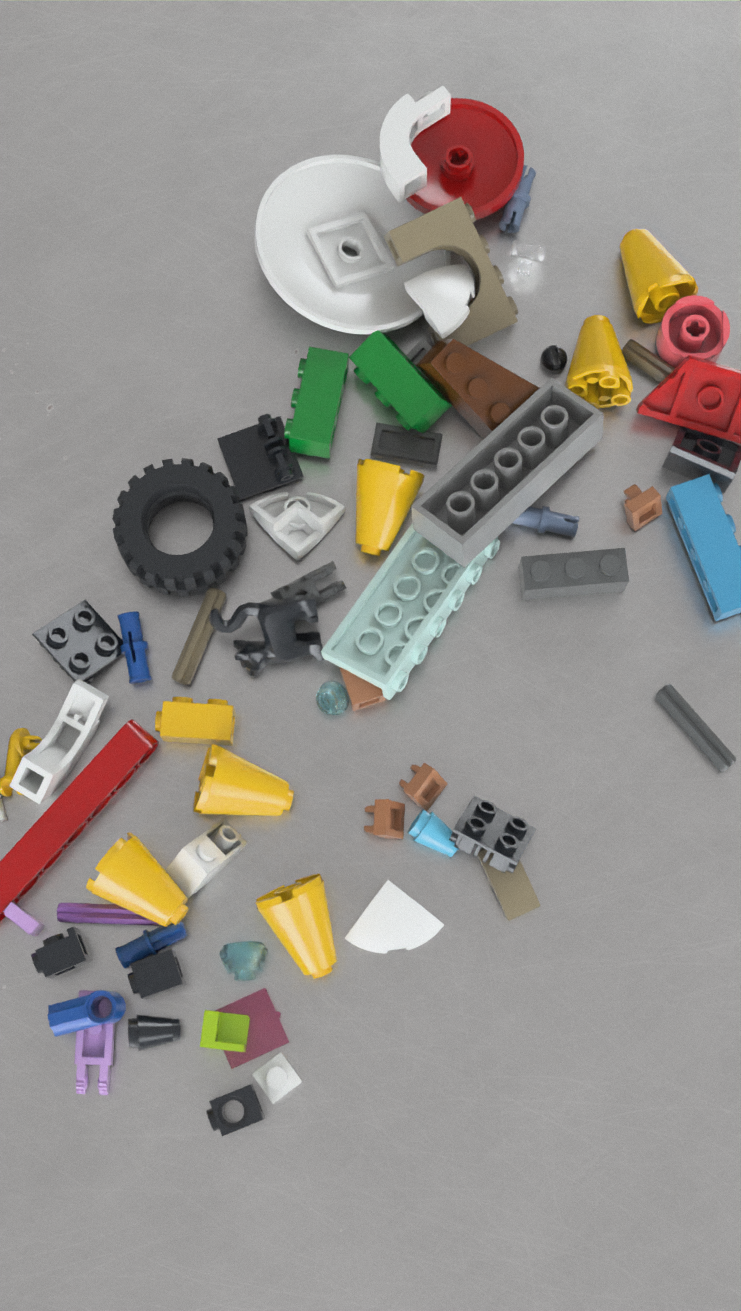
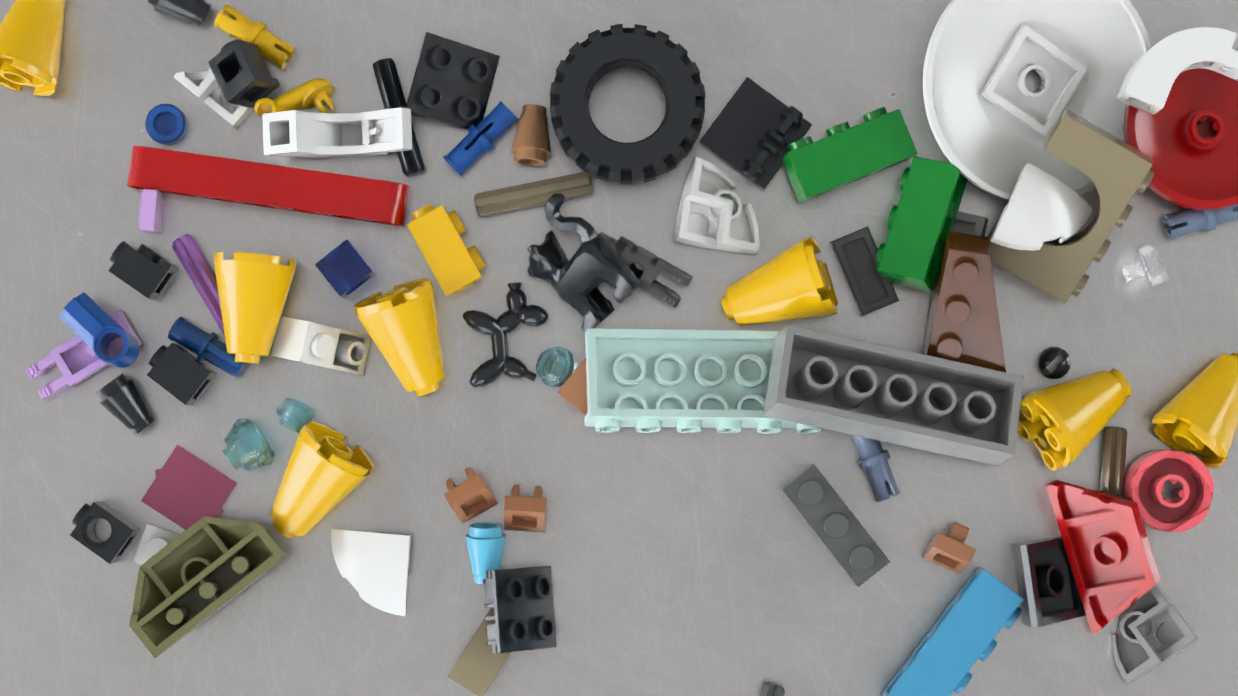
camera: 60 degrees right, 10 degrees up
(59, 691) = (393, 97): none -> black axle
(158, 611) = (531, 139): none -> medium nougat cone
(162, 802) = (345, 269): none -> clear blue brick
(225, 1031) = (168, 473): lime panel -> none
(243, 910) = (294, 414): none -> clear light blue plate
(278, 712) = (498, 328): none -> black piece
(317, 1056) = (198, 578): none -> olive wedge

